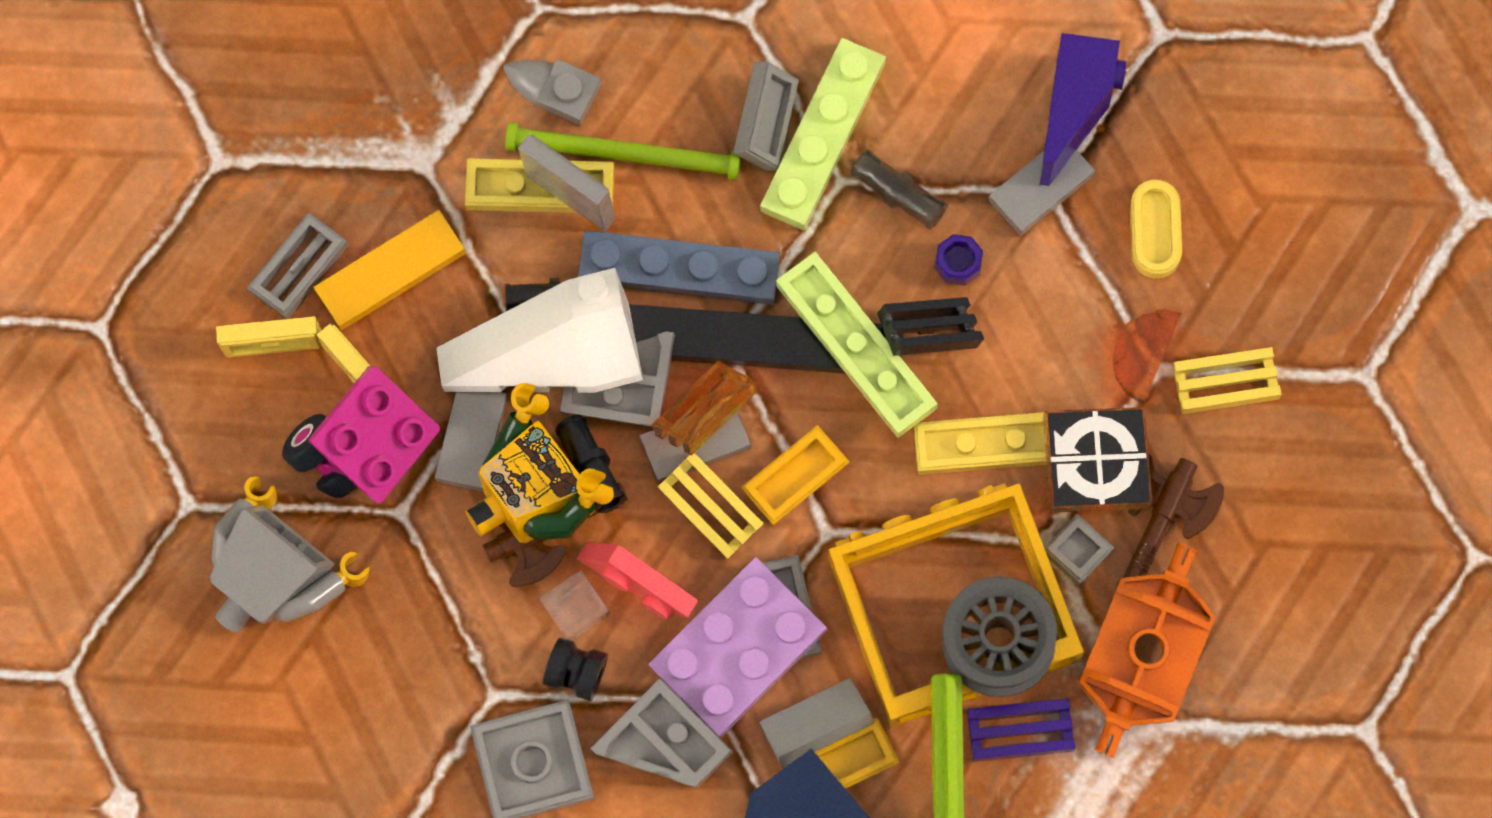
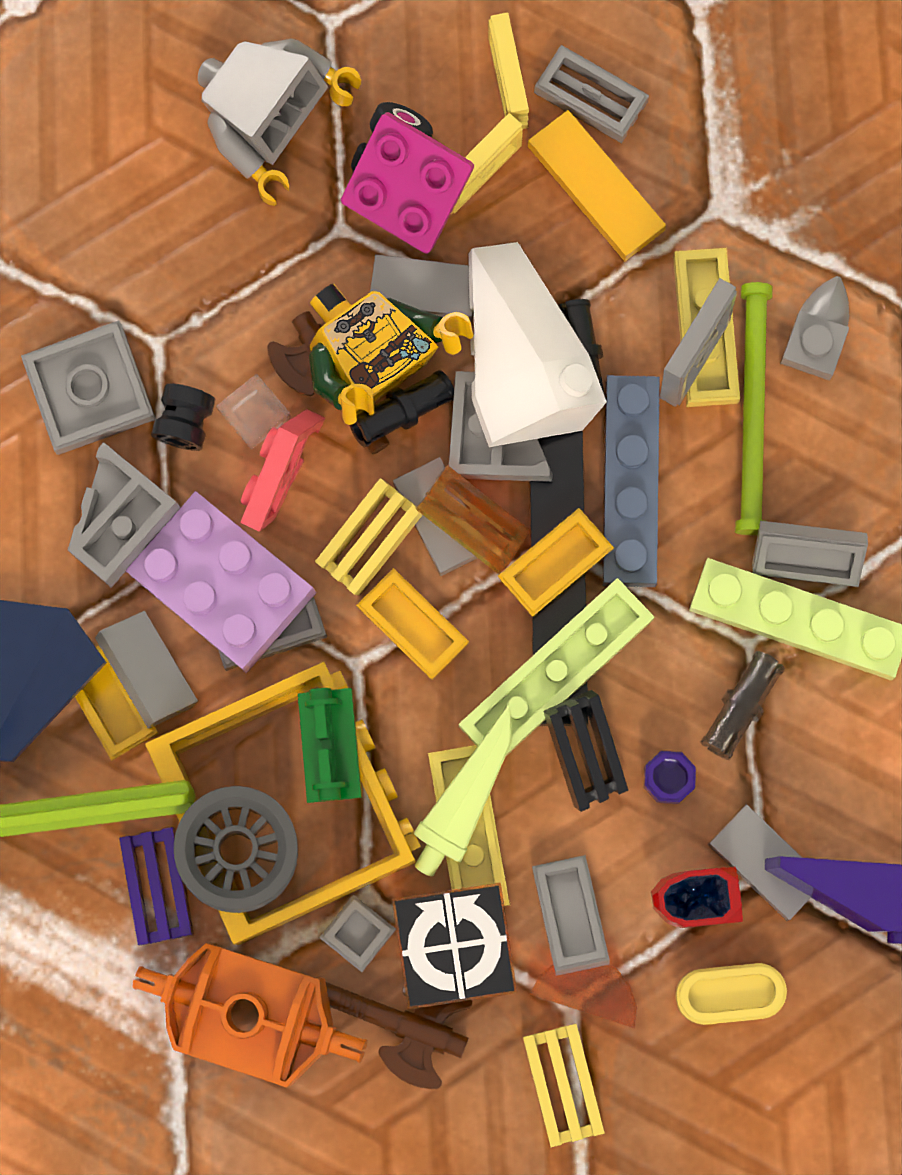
camera: 85 degrees right, 5 degrees up
(753, 336) = (555, 562): none -> yellow tile
(909, 547) = (329, 745): none -> green hinge
(975, 442) = (457, 811): none -> yellowish green bar
(1071, 241) = (699, 898): none -> rock
(1076, 357) = (570, 915): none -> light grey tile

